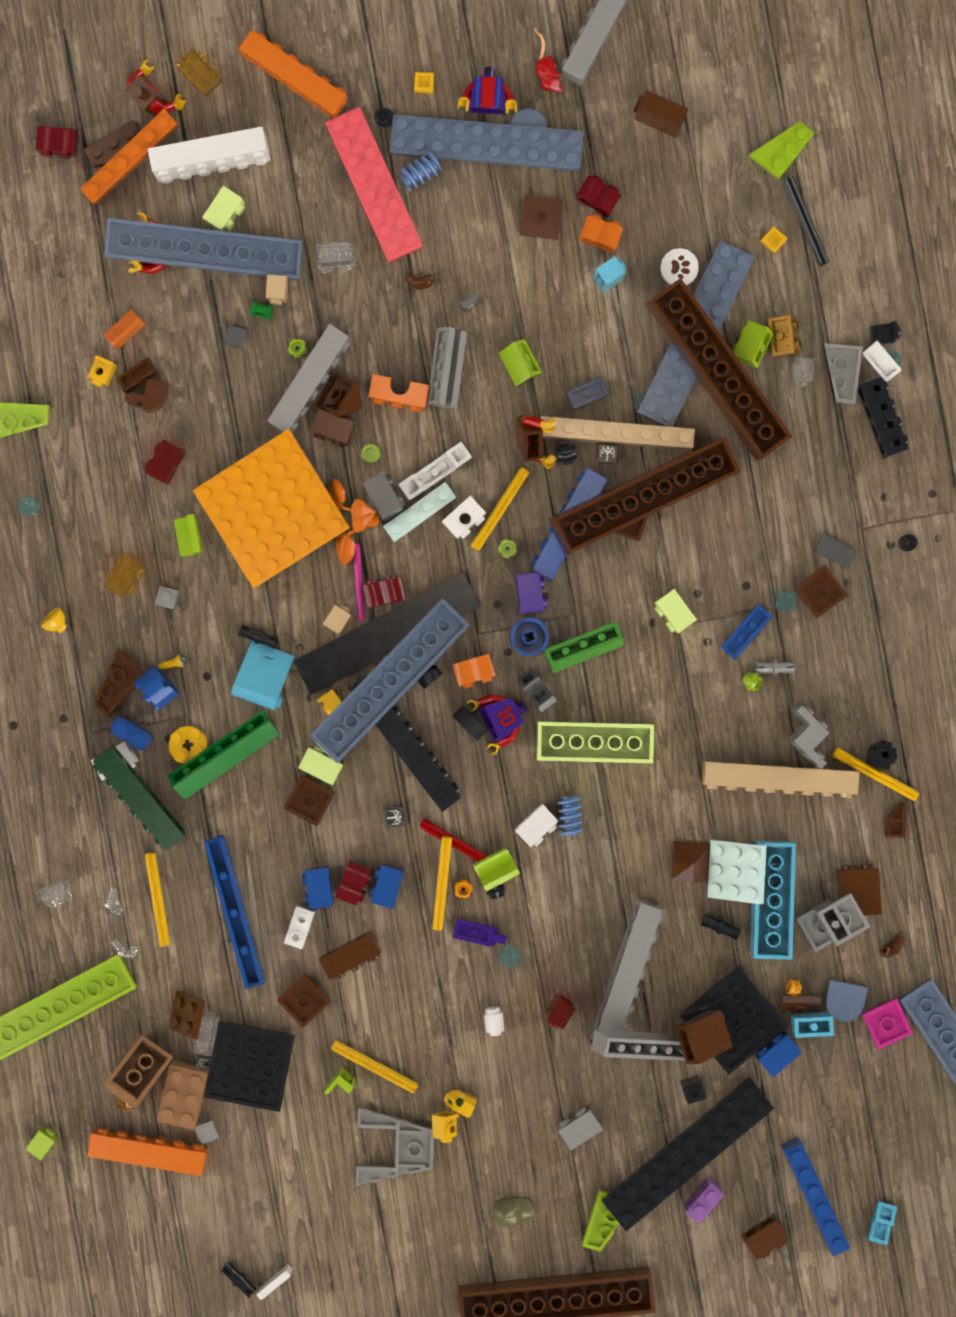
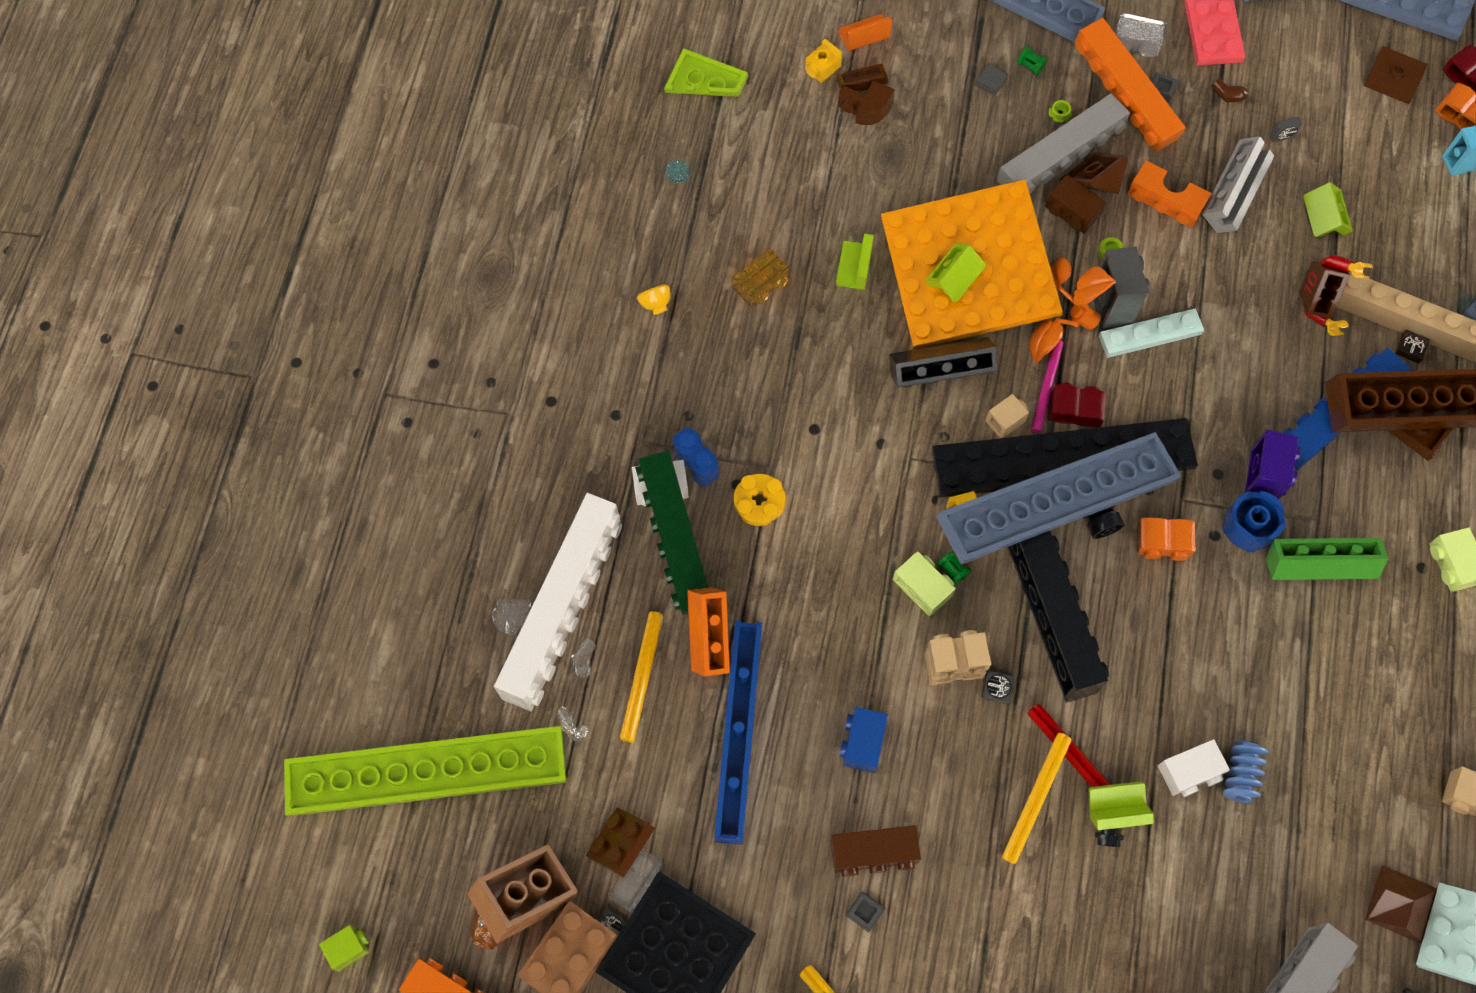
camera: 20 degrees right, 20 degrees down
(81, 875) = (558, 603): none -> white brick
(117, 684) = (703, 396): reddish brown wing -> none
(156, 687) = (750, 411): blue brick -> none
(164, 462) = (859, 174): clear red brick -> none
(166, 597) = (801, 321): light grey plate -> none
(179, 661) = (788, 397): yellow piece -> none
(189, 859) = (708, 631): none -> orange brick
(223, 755) = (803, 523): green brick -> none
(258, 636) = (898, 403): black pin -> none
(262, 678) = (886, 450): medium azure door -> none
(263, 525) = (956, 271): none -> lime panel
(276, 289) = (1058, 44): tan brick -> none
(278, 596) = (943, 362): none -> brick
(300, 926) = (820, 781): white brick -> none
(304, 1000) = (787, 888): reddish brown plate -> none
(309, 800) = (891, 622): reddish brown plate -> none
(340, 308) = (1129, 84): none -> orange brick
(353, 882) = (913, 751): dark red brick -> none
(358, 994) = (865, 912): none -> dark grey tile
(359, 813) = (957, 658): none -> tan brick
(368, 295) = (1165, 85): none -> dark grey tile
(387, 885) = (958, 773): blue brick -> none
(435, 471) = (1191, 293): white slope -> none
(468, 889) = (1067, 813): light orange plate -> none
(469, 722) = (1144, 597): black tyre -> none
(470, 508) = (1217, 345): white brick -> none
(477, 933) = (1065, 888): dark purple hinge -> none
(500, 509) = (1255, 363): yellow axle -> none
(501, 718) = (1186, 608): torso -> none
(507, 553) = (1256, 405): lime plate -> none
(510, 957) = (1100, 941): clear light blue tile -> none
(536, 690) = (1243, 590): dark grey brick -> none
(566, 453) = (1361, 325): black gear -> none
(587, 393) = (1405, 270): dark blue plate -> none
(595, 742) = (1310, 685): yellowish green brick -> none

